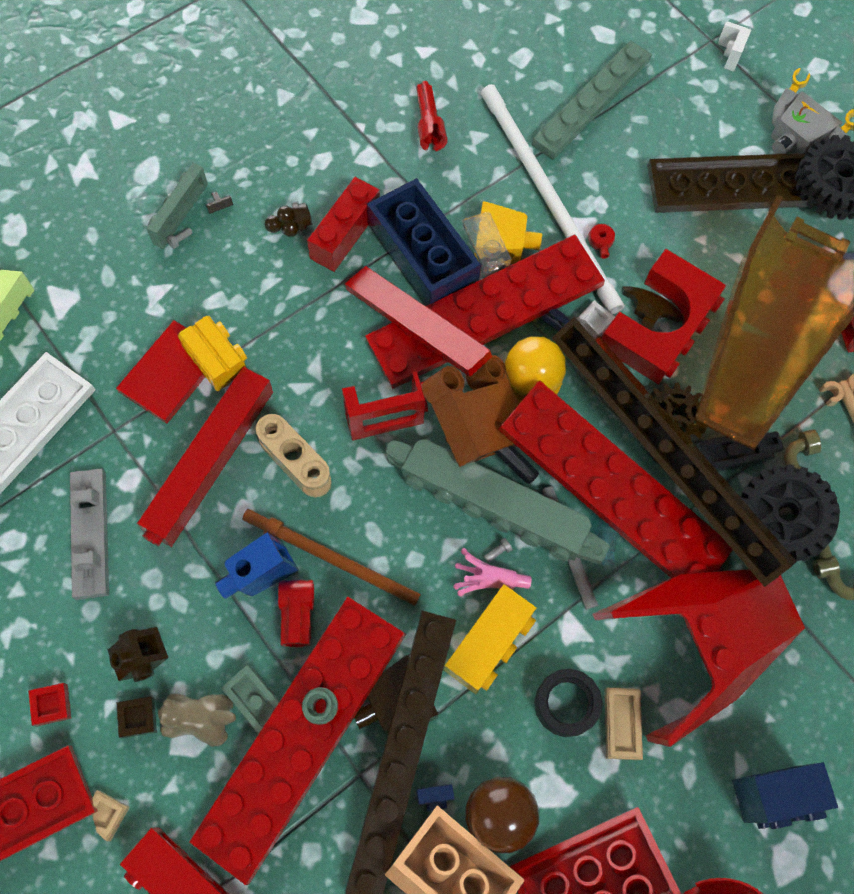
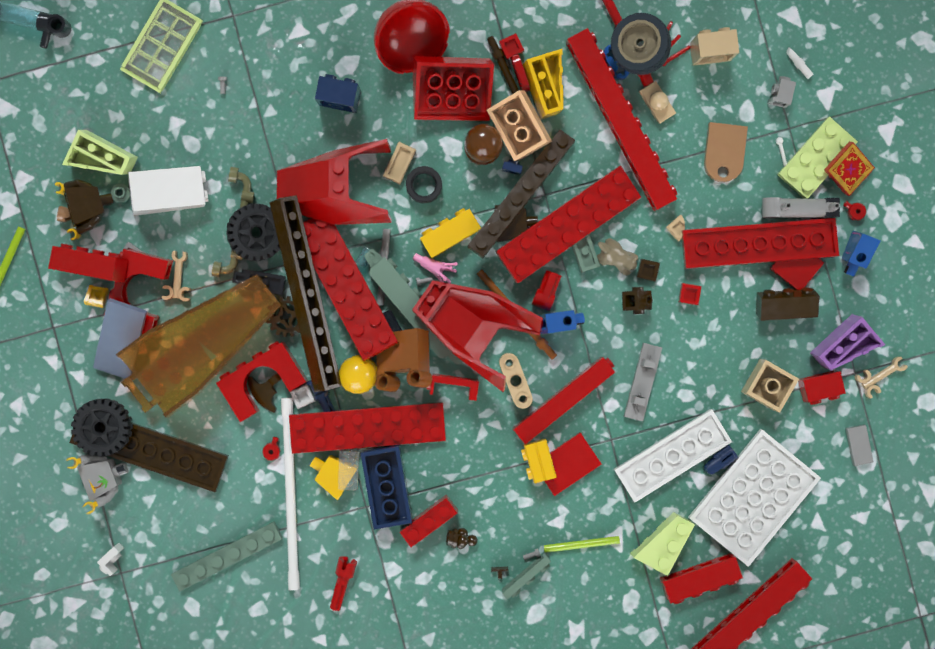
camera: 155 degrees left, 20 degrees up
(110, 274) = (581, 544): none -> lime bar
(309, 705) = (559, 231): sand green plate -> none
(406, 504) = (469, 319): none -> red windscreen
(419, 321) = (413, 433): tile -> none

